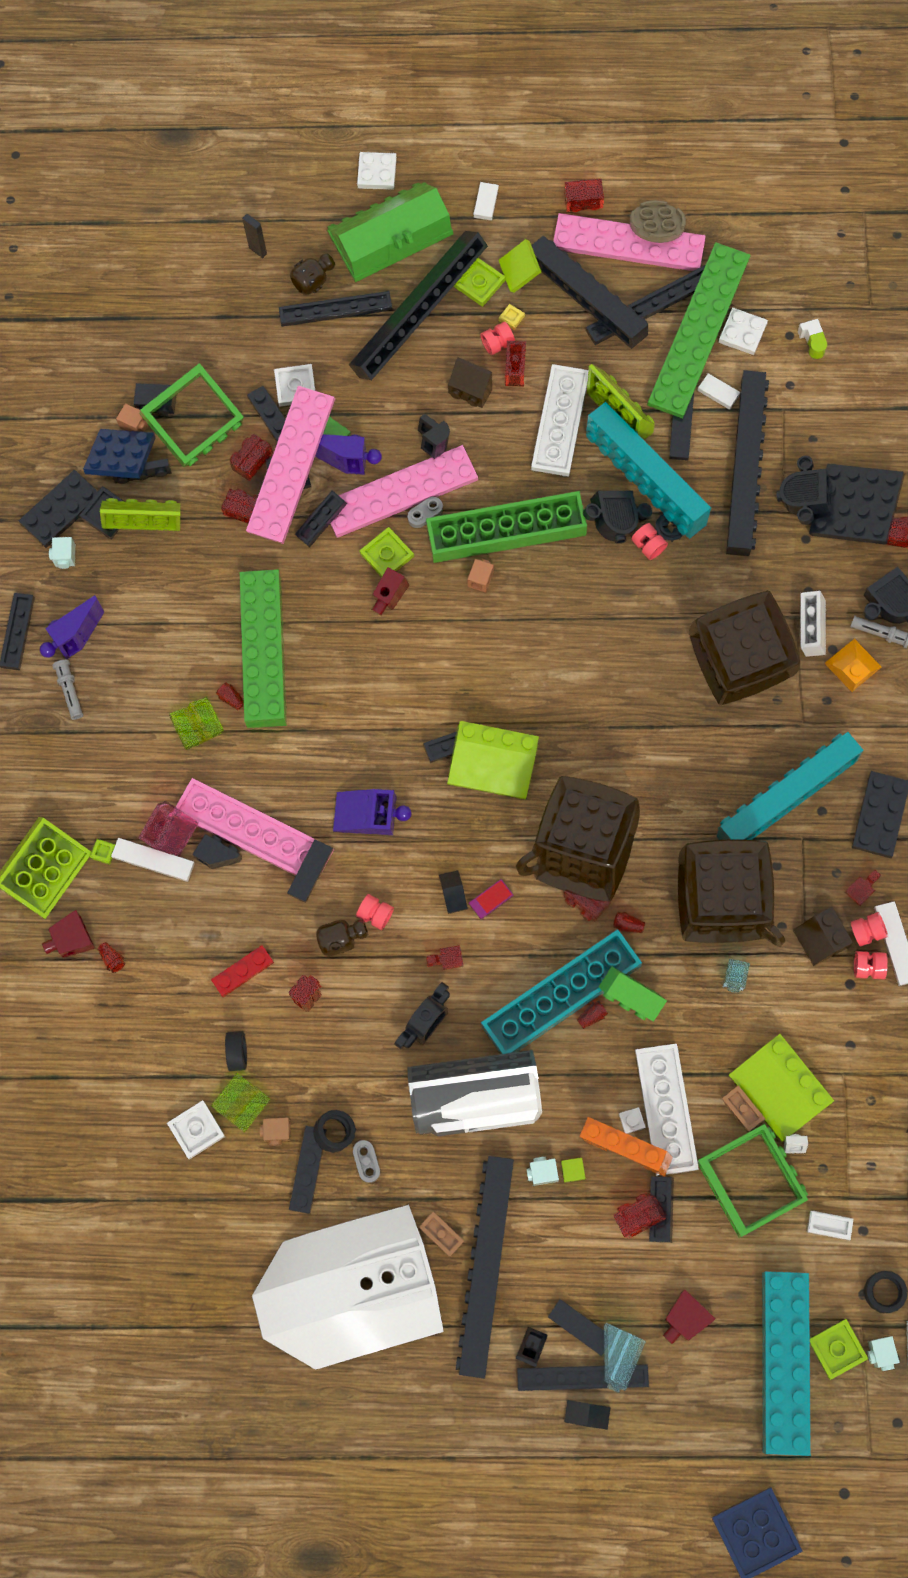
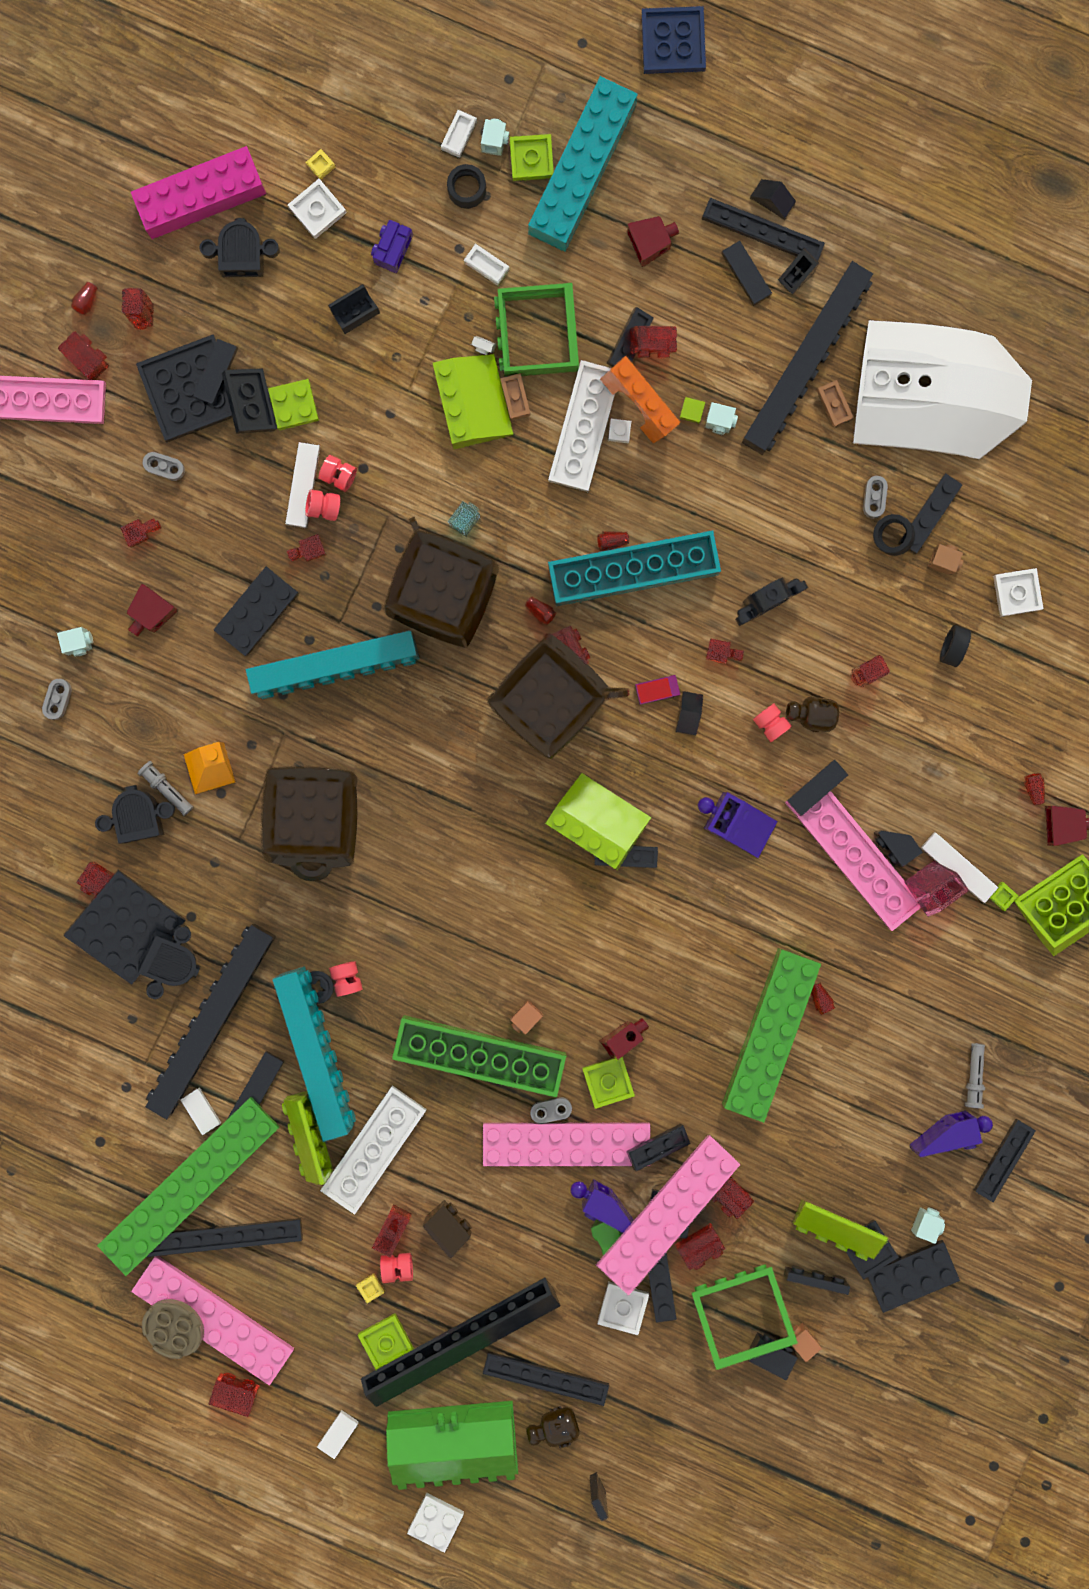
camera: 160 degrees left, 15 degrees up
(119, 453) = (832, 1308): dark blue plate -> none
(196, 723) = (865, 987): clear neon green slope -> none
(240, 1102) = (967, 600): clear neon green slope -> none
(242, 971) = (917, 722): red plate -> none
(434, 436) = (506, 1184): black brick -> none
(475, 1094) = (756, 506): dark grey piece -> none
(519, 266) = (337, 1340): lime tile -> none
(590, 293) = (282, 1279): black brick -> none
(615, 514) = (365, 1020): black piece -> none
(621, 1355) = (724, 228): clear light blue slope -> none
(632, 994) = (570, 537): bright green brick -> none
(743, 331) = (144, 1166): white plate -> none
(813, 623) = (228, 822): white brick -> none
(815, 338) = (77, 1124): leg -> none
(823, 936) = (367, 519): dark brown slope -> none

